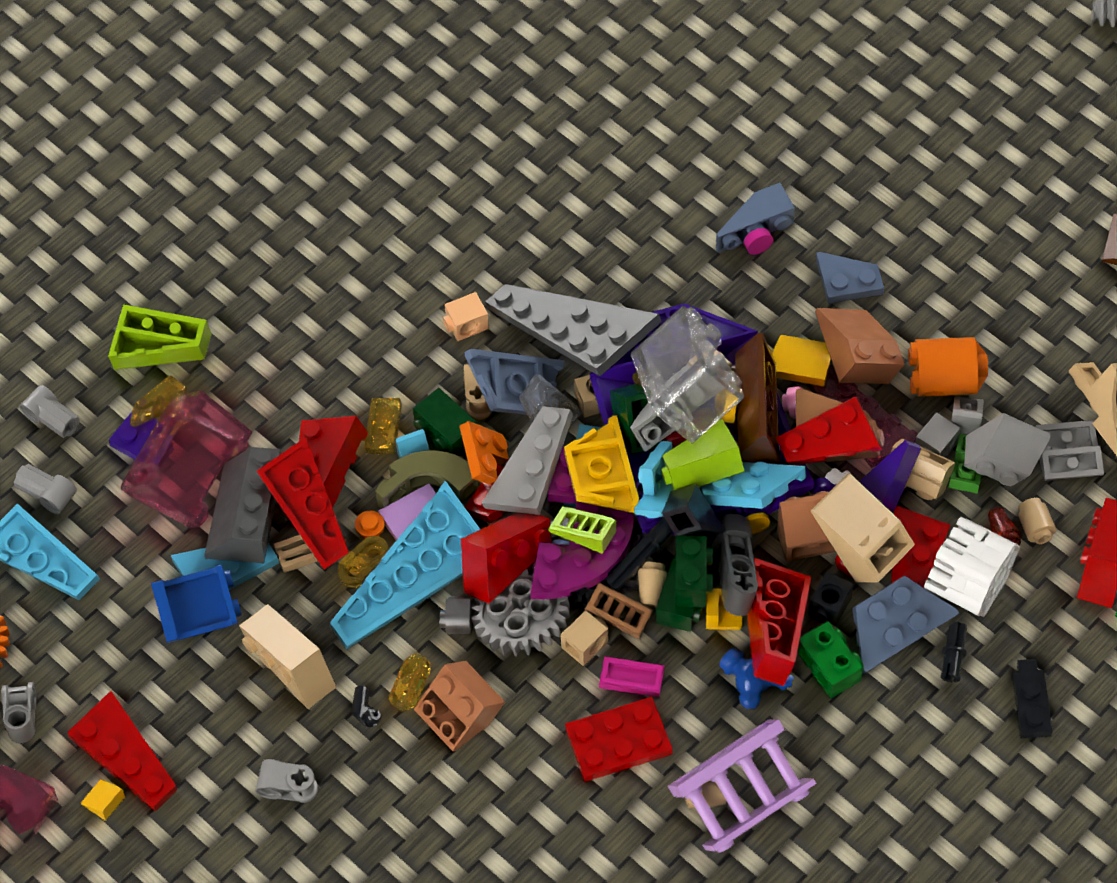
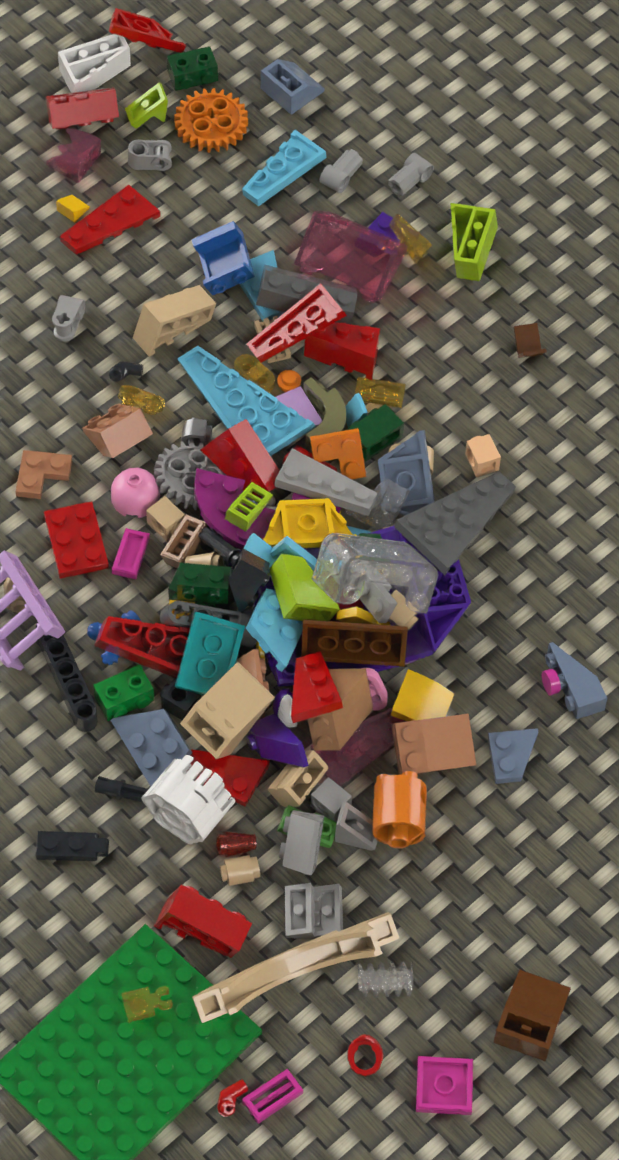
camera: 90 degrees right, 0 degrees up
(305, 279) = (528, 340): none -> reddish brown bracket
(517, 796) = (36, 467): none -> nougat plate
(547, 678) = (134, 492): none -> bright pink cylinder
(790, 555) = (208, 652): none -> teal plate
(828, 720) = (70, 683): none -> black beam

